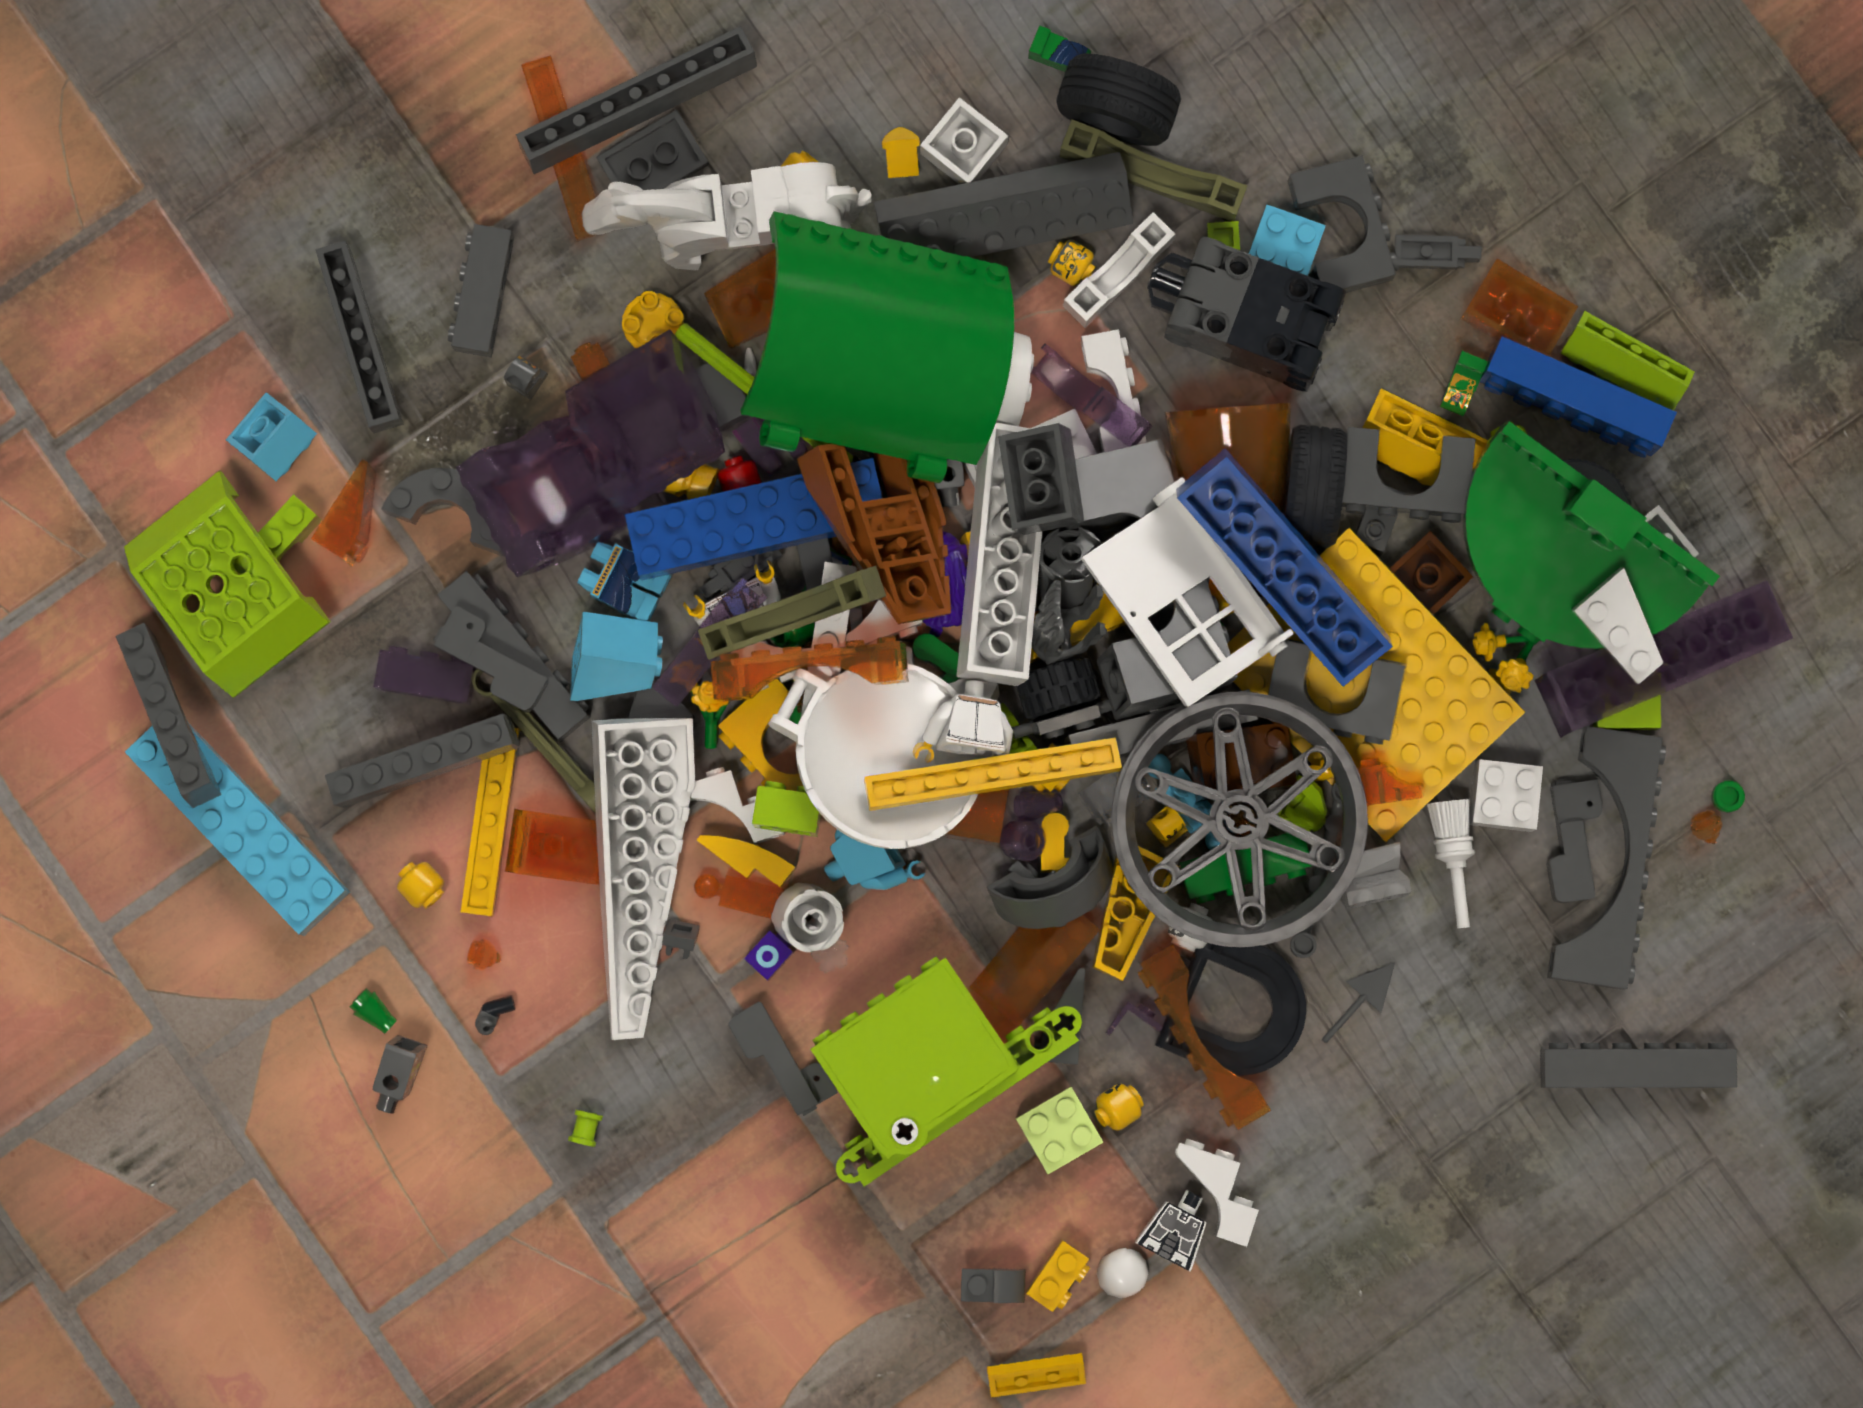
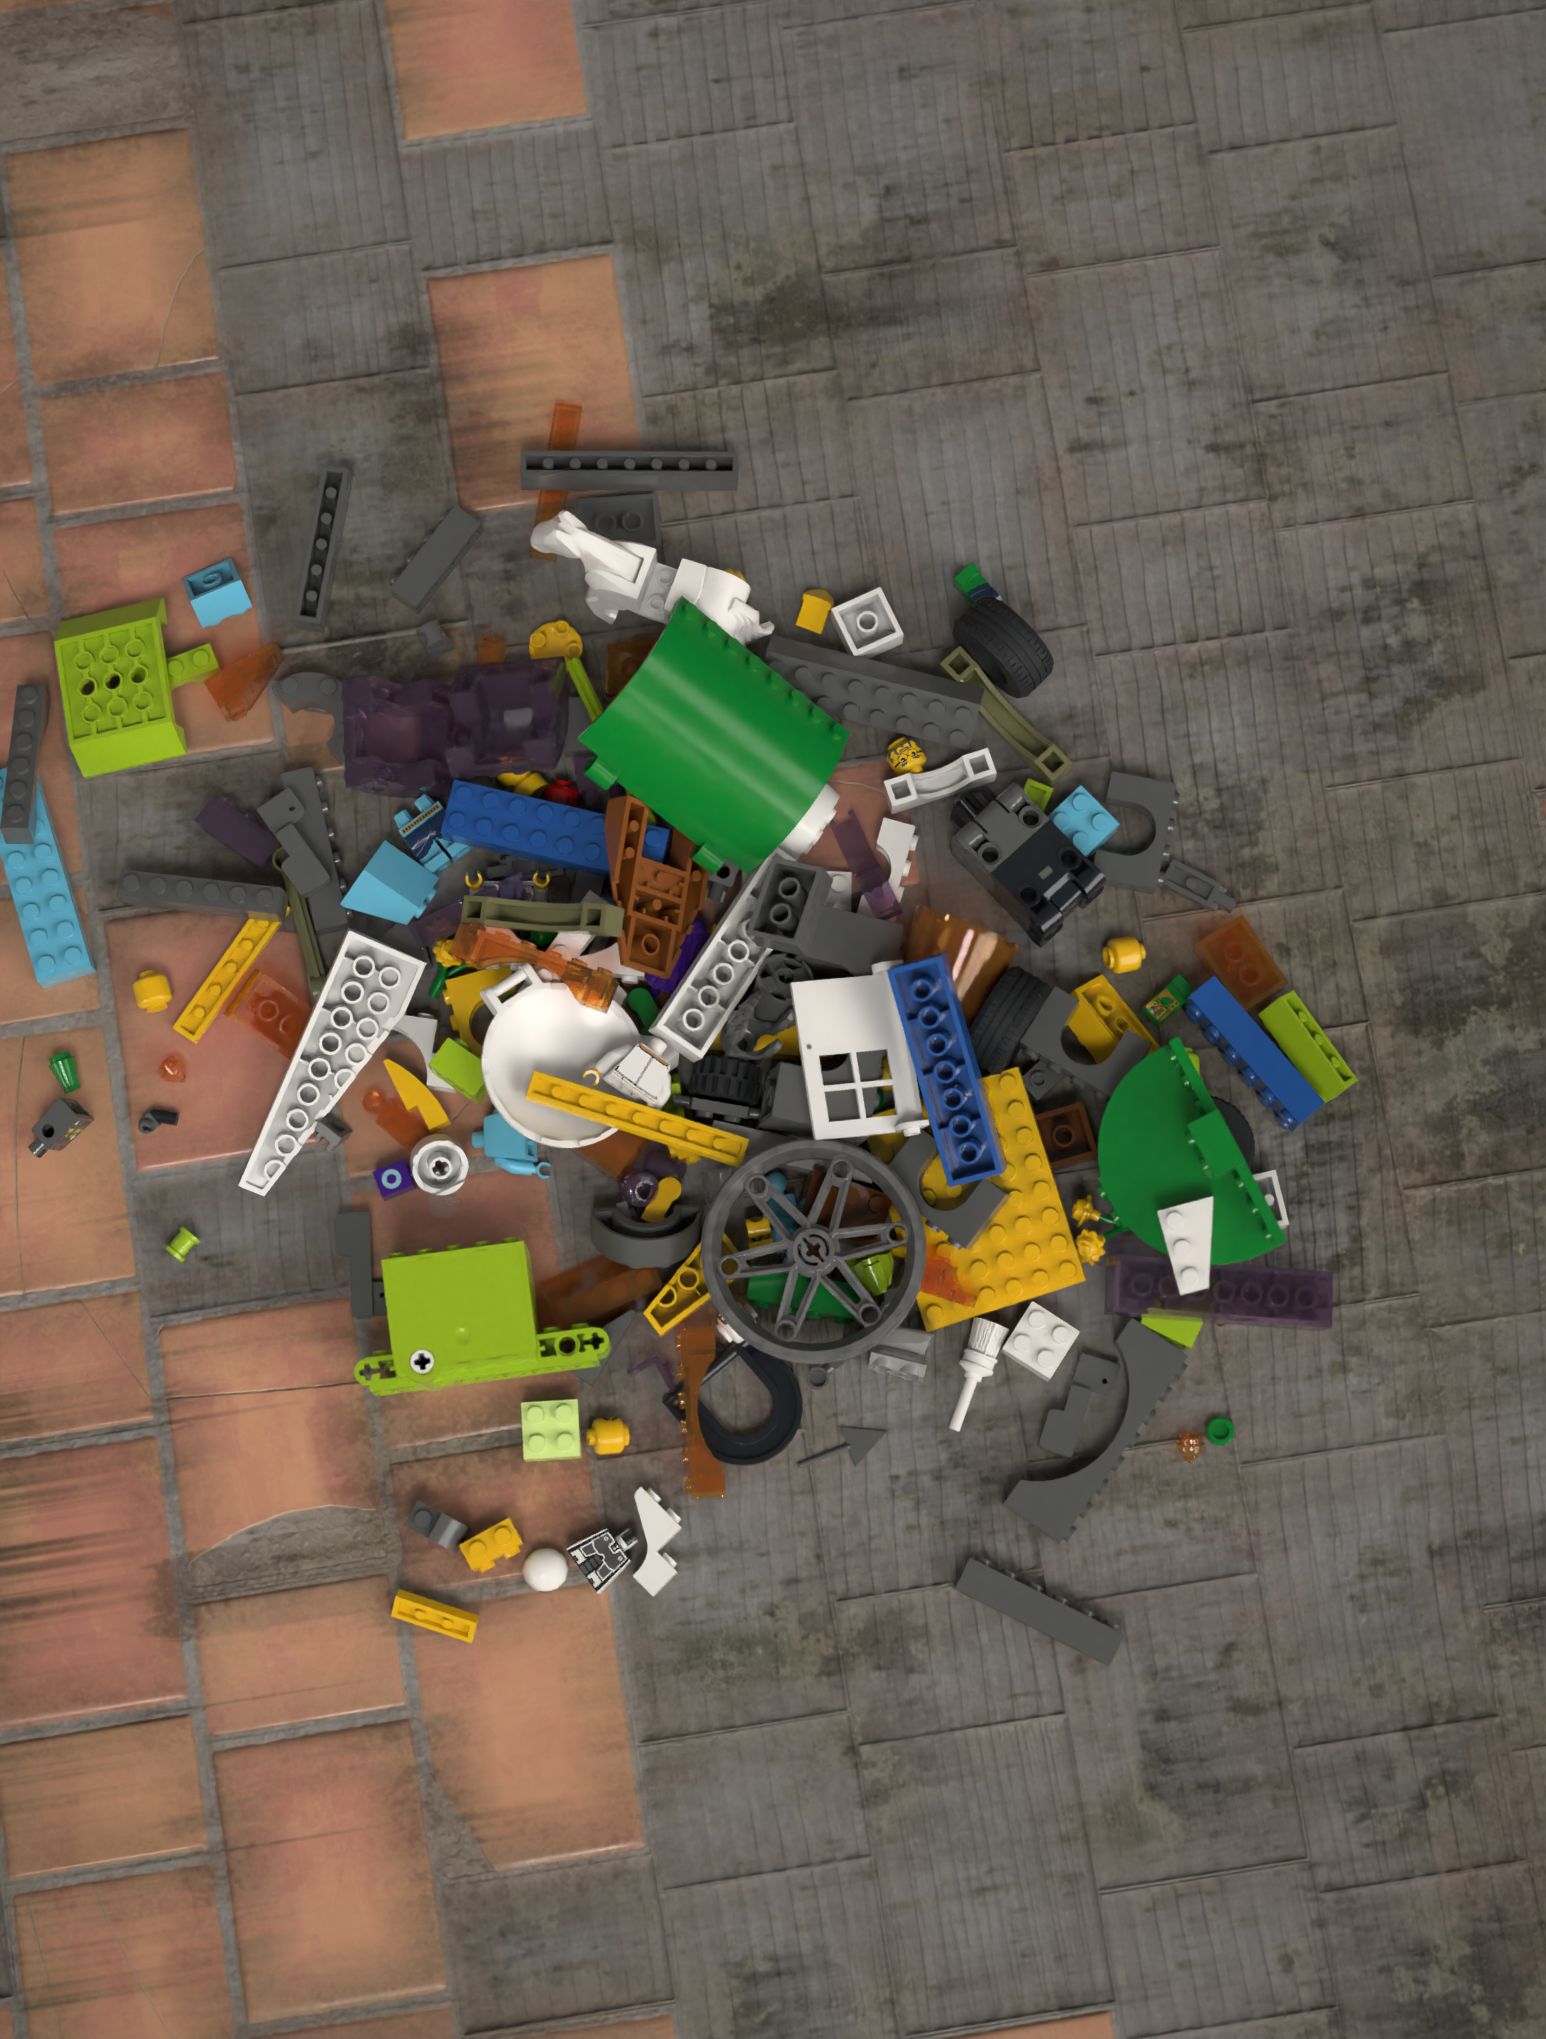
camera: 25 degrees right, 5 degrees down
(1394, 358) = (1123, 954): none -> yellow head

